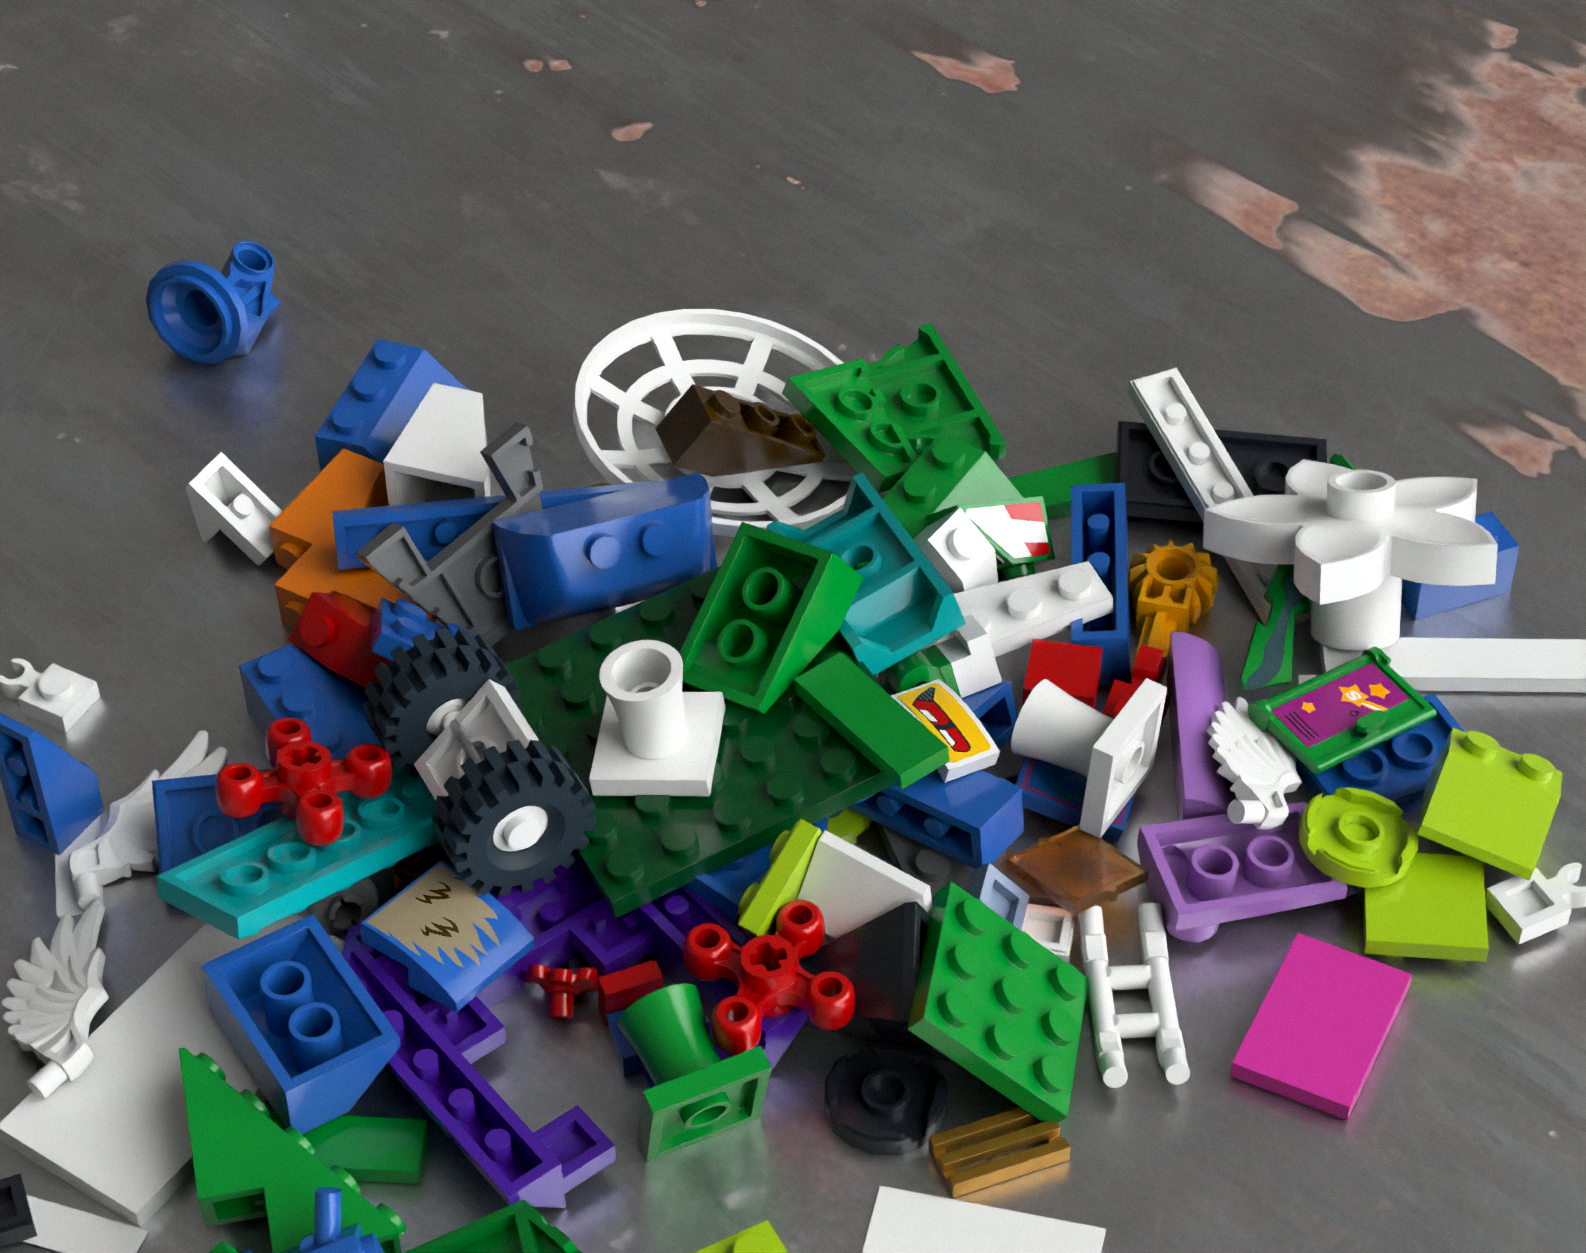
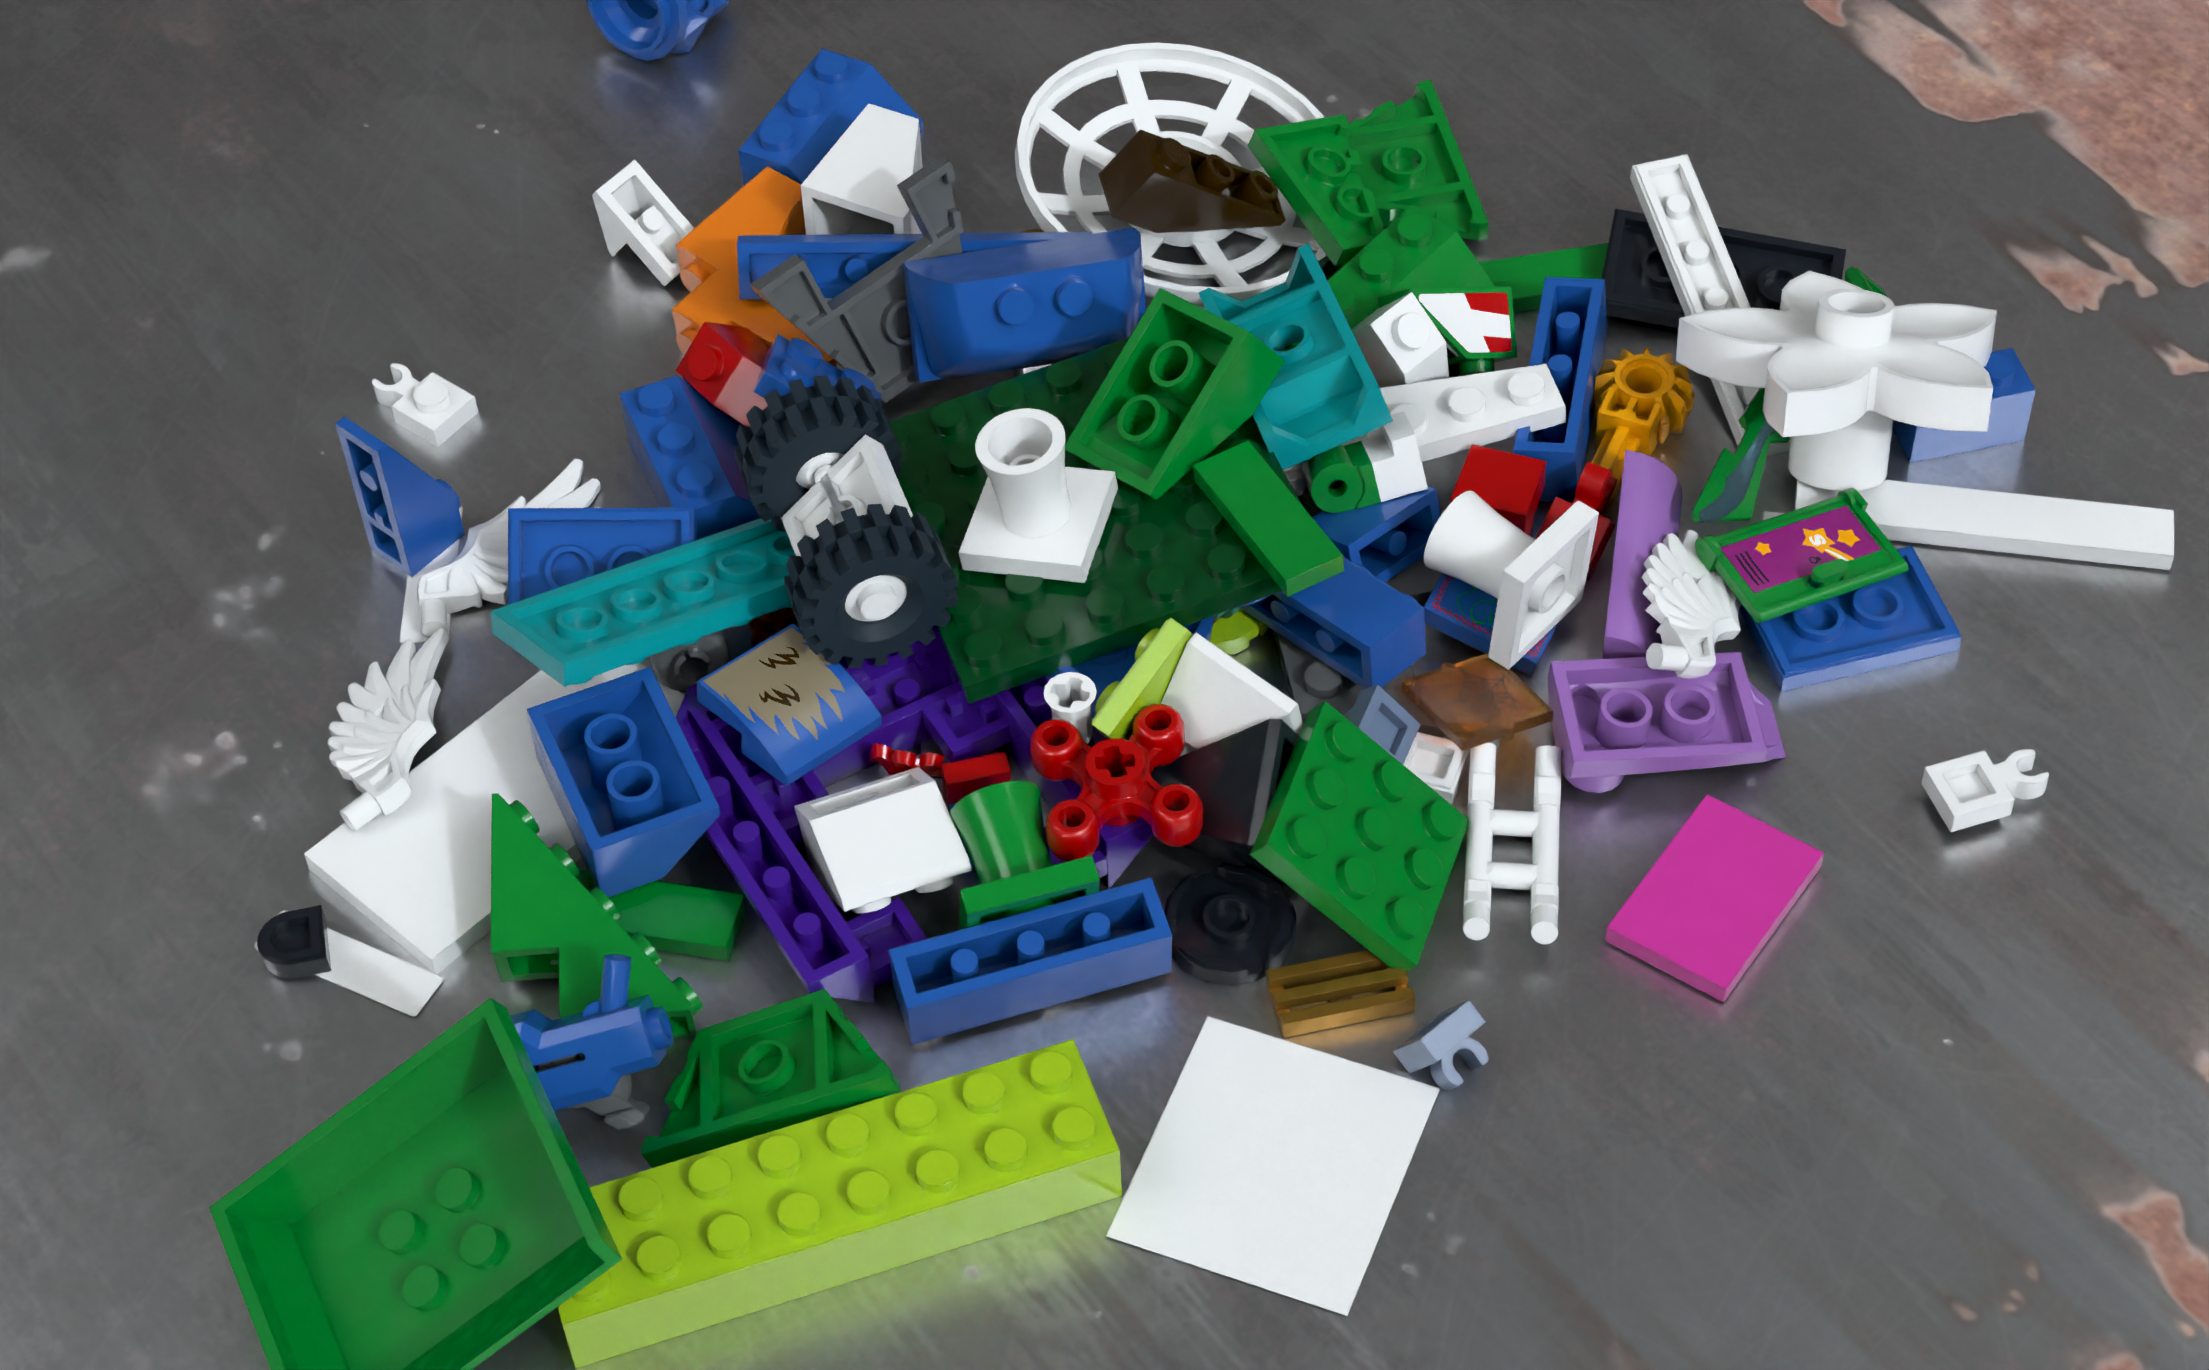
camera: 10 degrees right, 5 degrees up
(303, 781) = (661, 525): red gear -> none
(554, 1054) = (882, 841): none -> white slope
(711, 1151) = (1031, 960): none -> blue brick
(716, 903) = (1071, 700): none -> white piece
(953, 724) = (1358, 532): slope -> none
(1100, 1185) = (1442, 1039): none -> tile
(1358, 838) = (1789, 698): lime tile -> none
(1430, 911) = (1852, 779): lime tile -> none
(1490, 802) = (1943, 673): lime slope -> none

